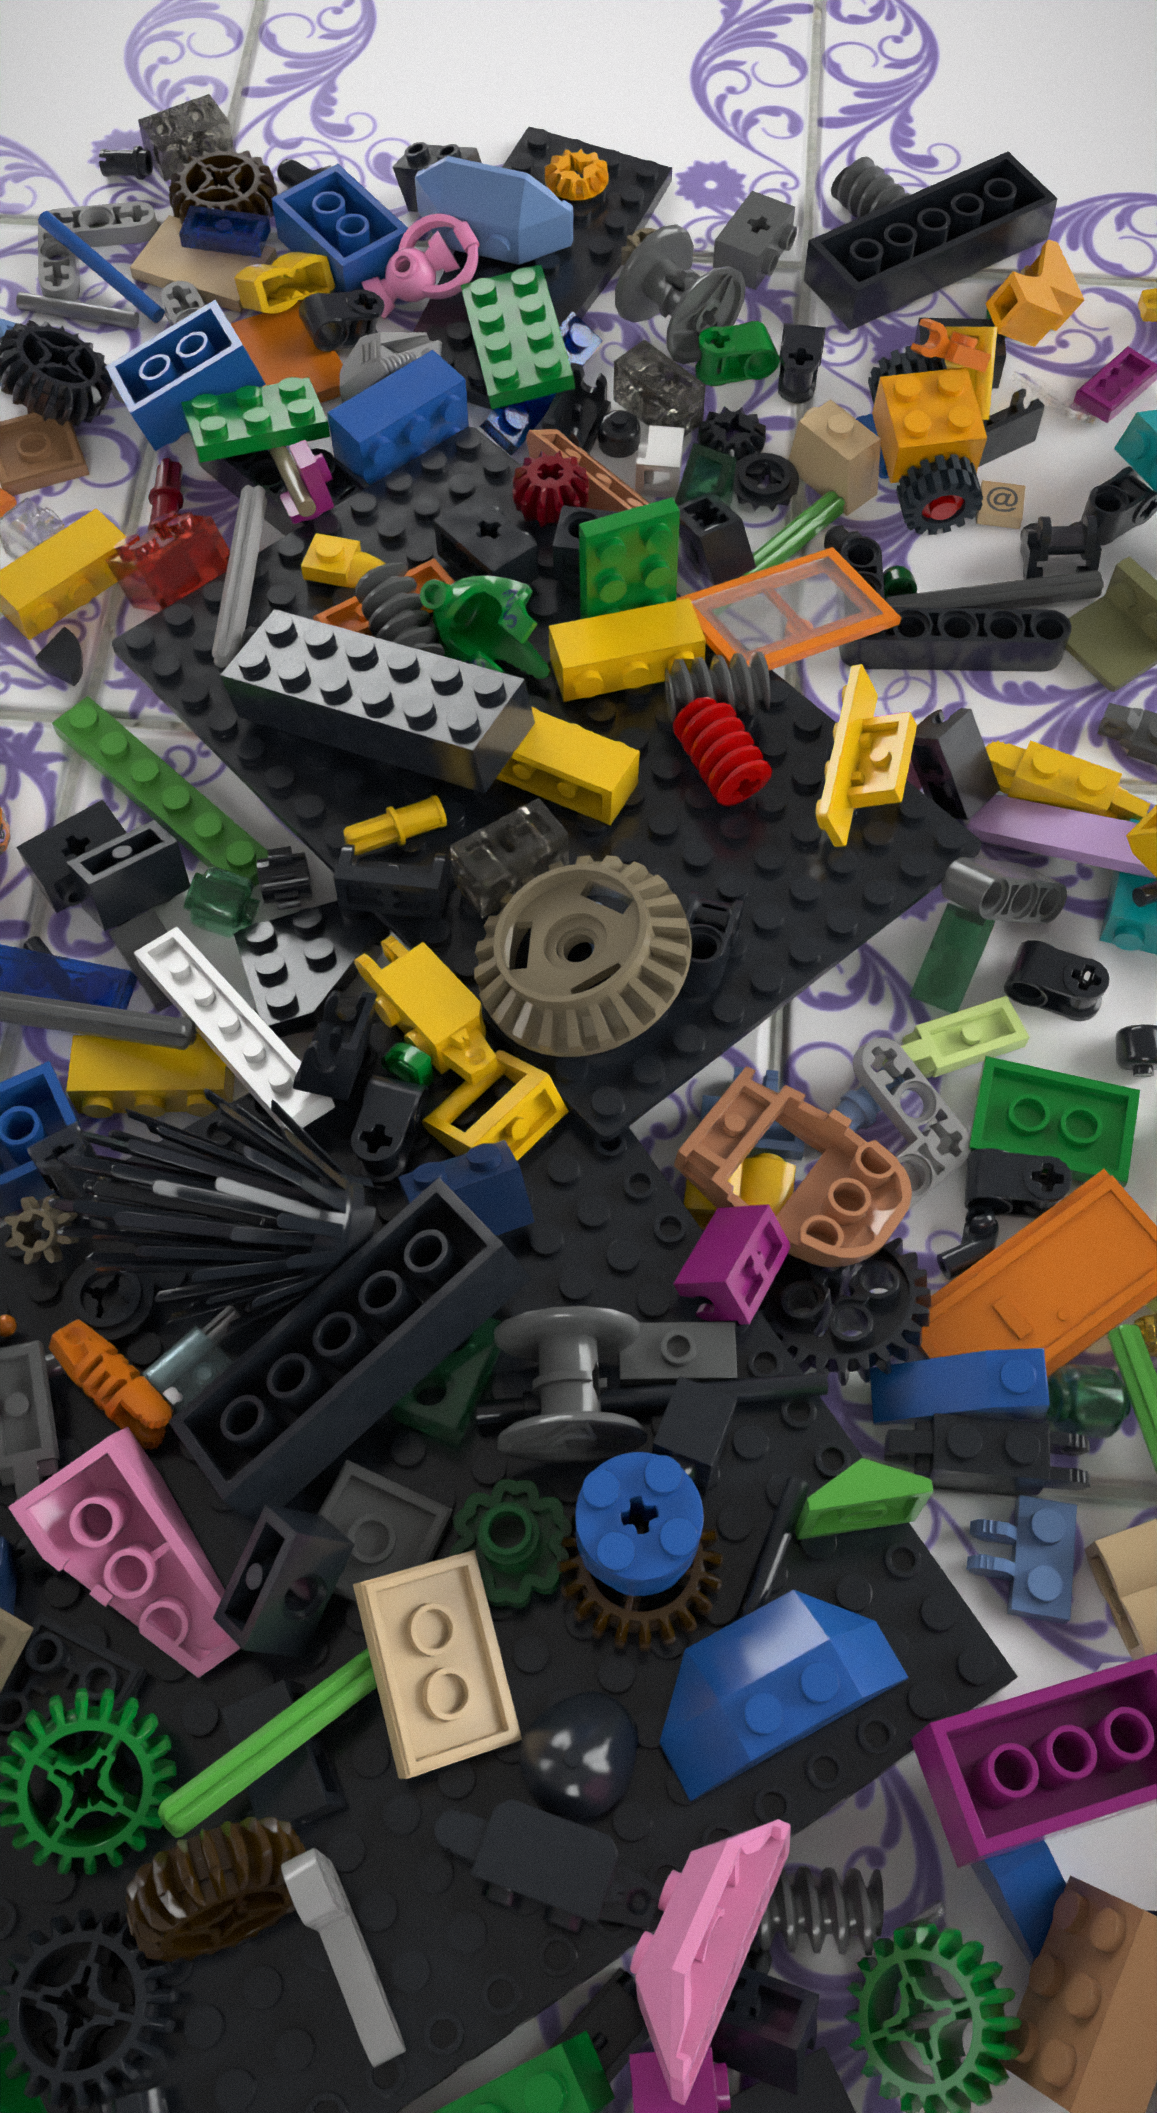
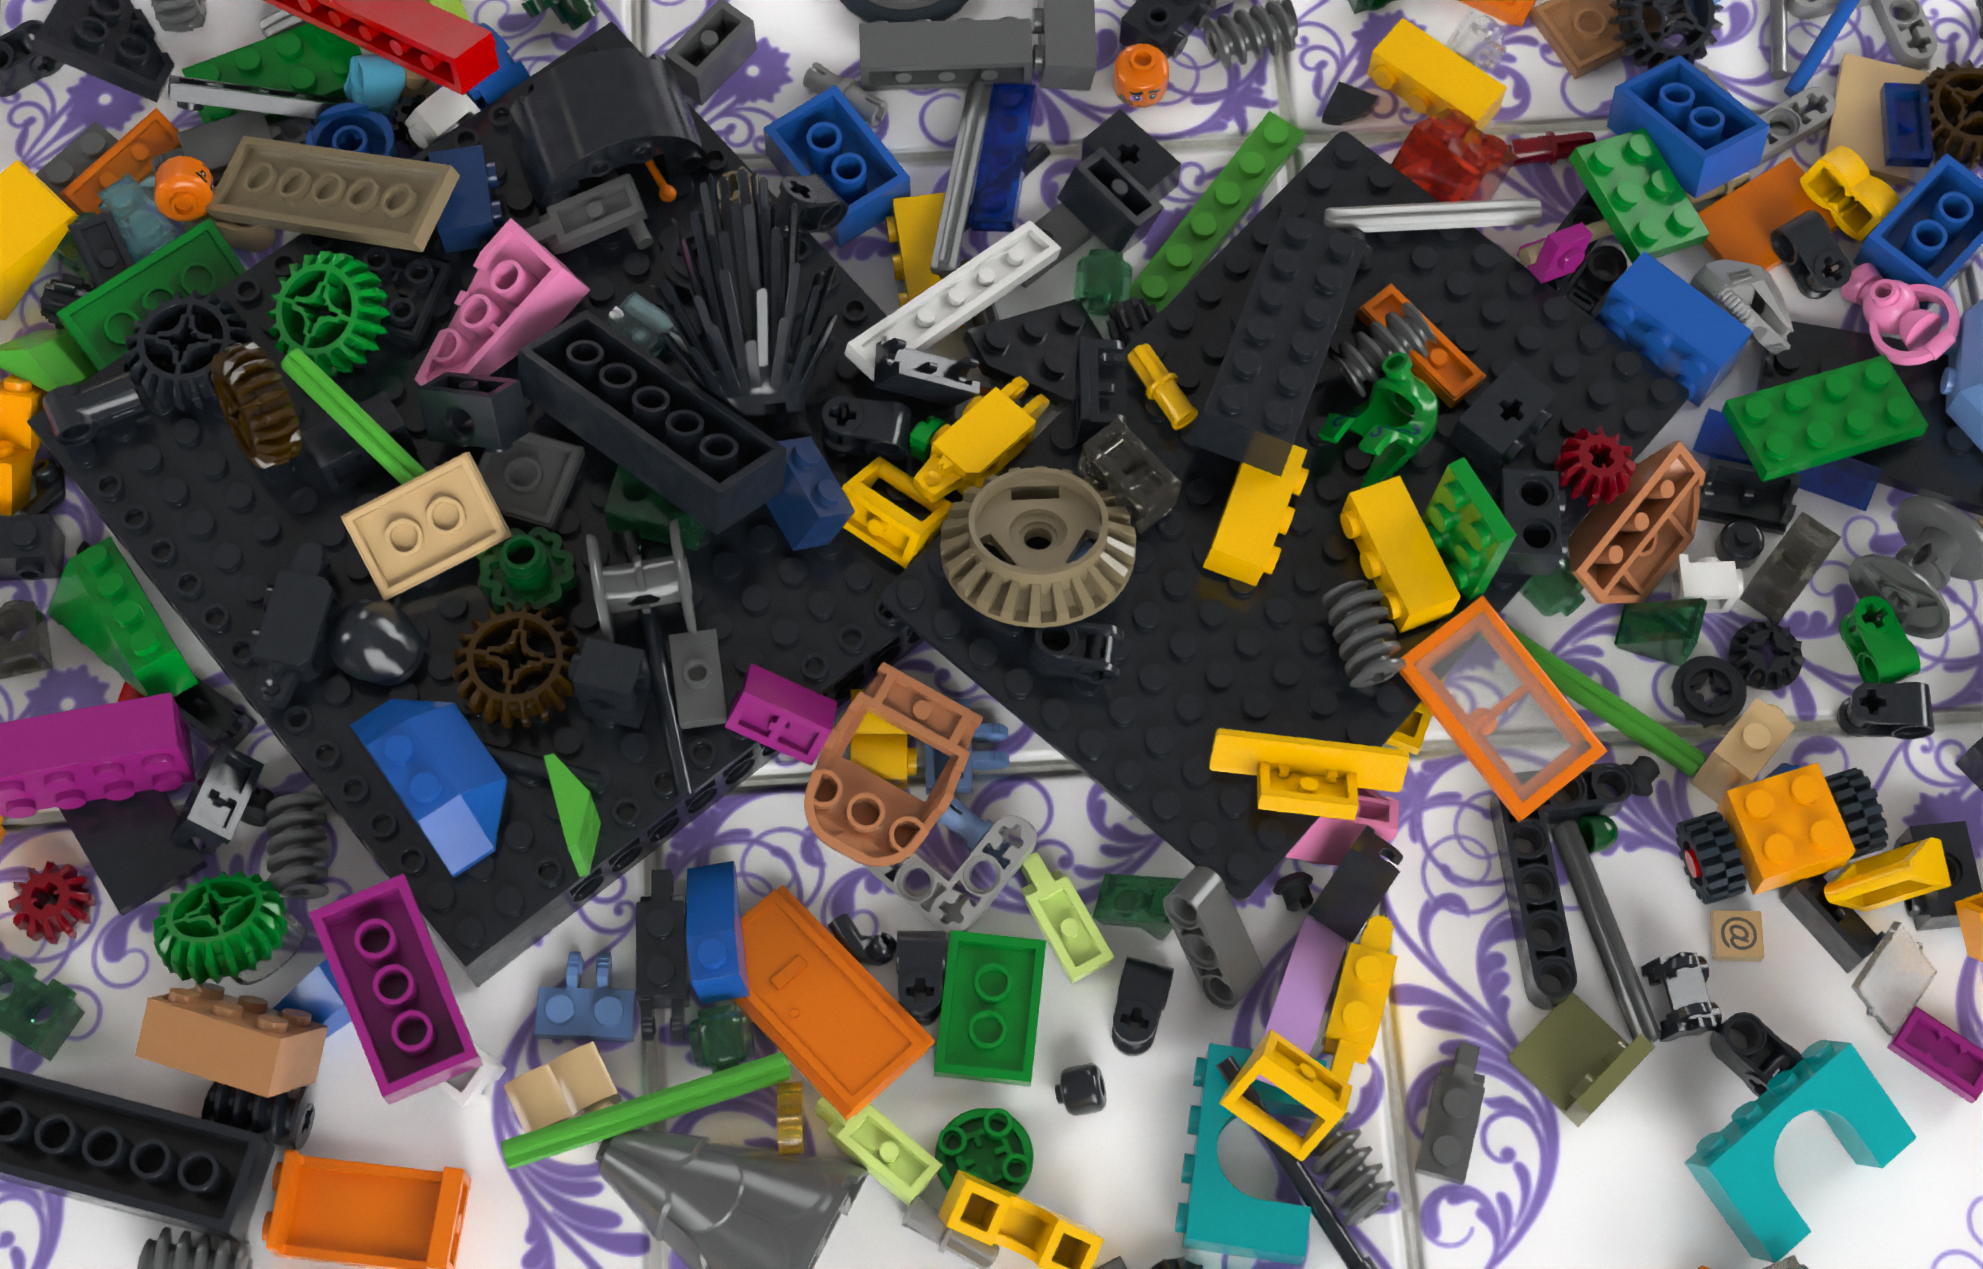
camera: 80 degrees right, 5 degrees up
(112, 1382) = (627, 269): orange hinge -> none
(325, 1908) = (258, 488): light grey beam -> none
(337, 561) = (1467, 303): yellow plate -> none
(659, 1493) = (525, 614): blue brick -> none
(702, 1943) = (240, 731): bright pink wedge -> none
(715, 539) = (1594, 637): black brick -> none
(721, 750) = (1285, 644): red piece -> none
(885, 1318) = (769, 861): black gear -> none
(957, 349) = (1874, 834): orange plate -> none

